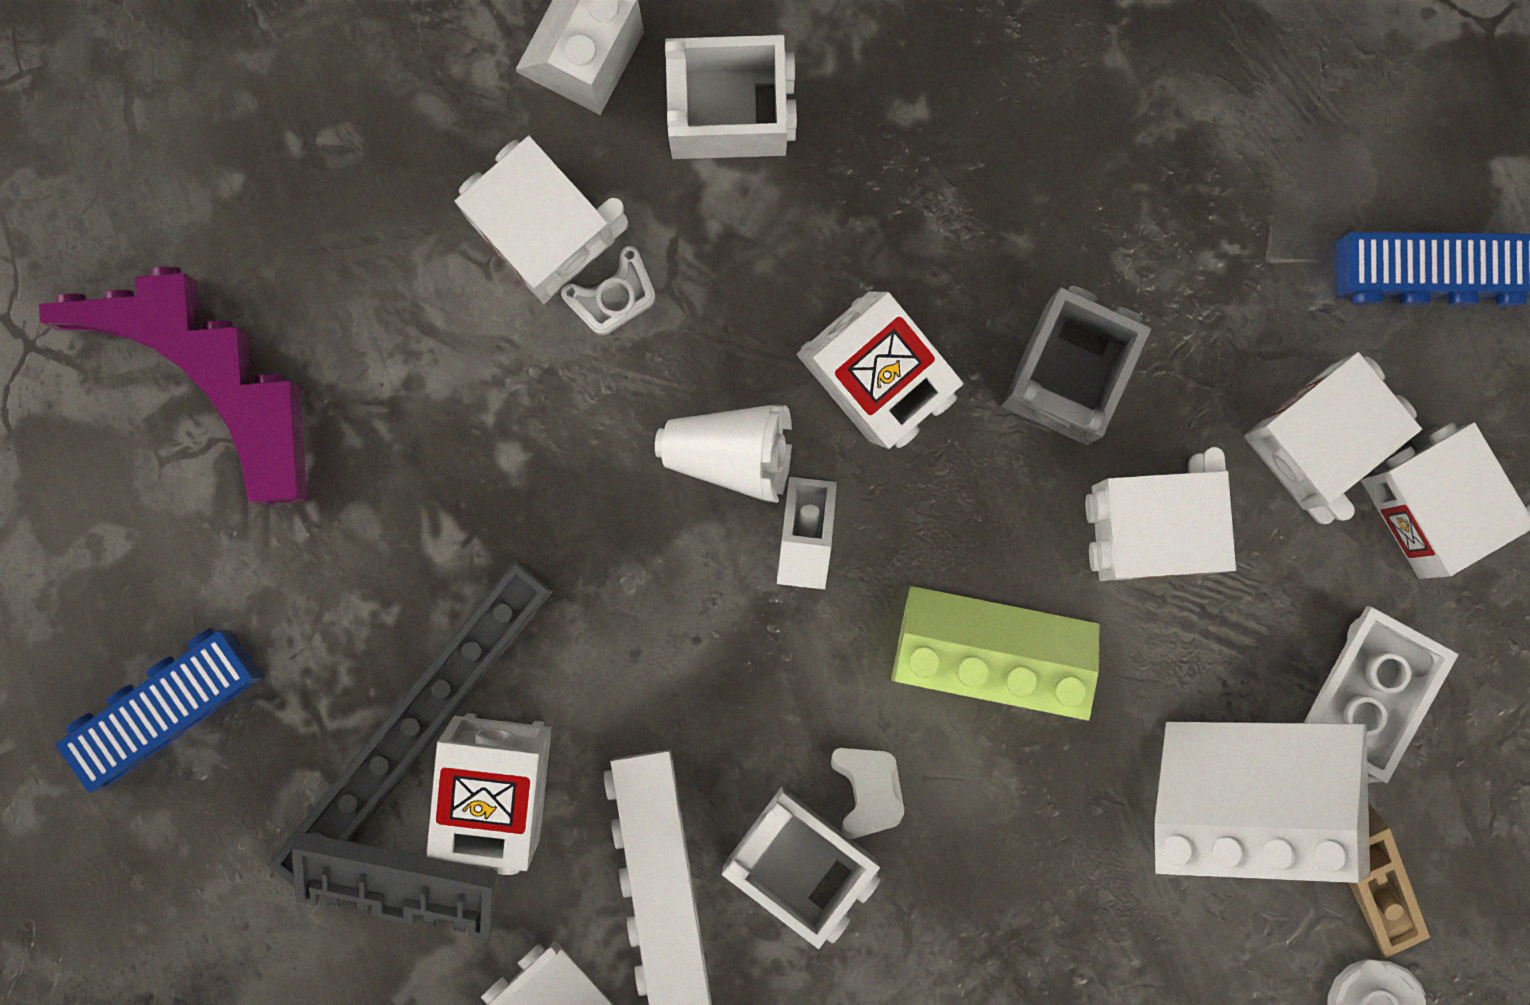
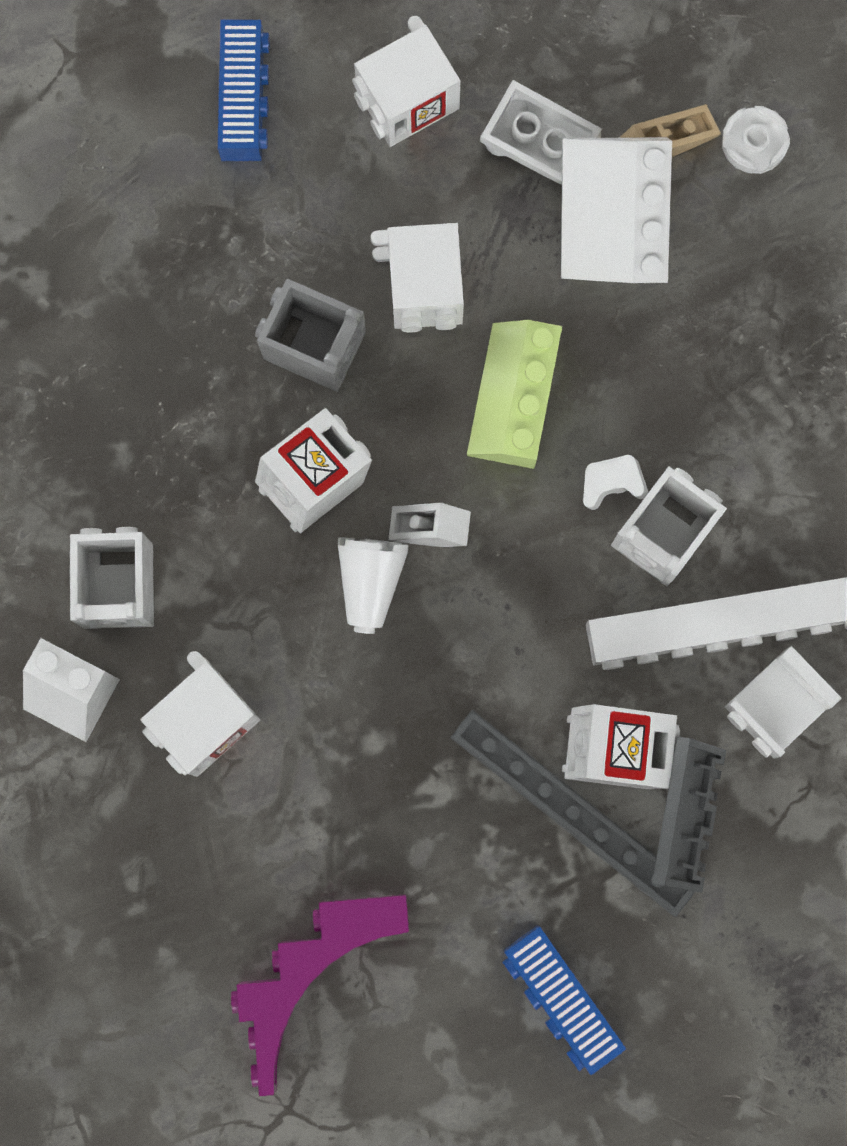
camera: 85 degrees left, 5 degrees down
(616, 298) = (257, 665): white piece -> none
(1333, 435) = (360, 160): white container -> none

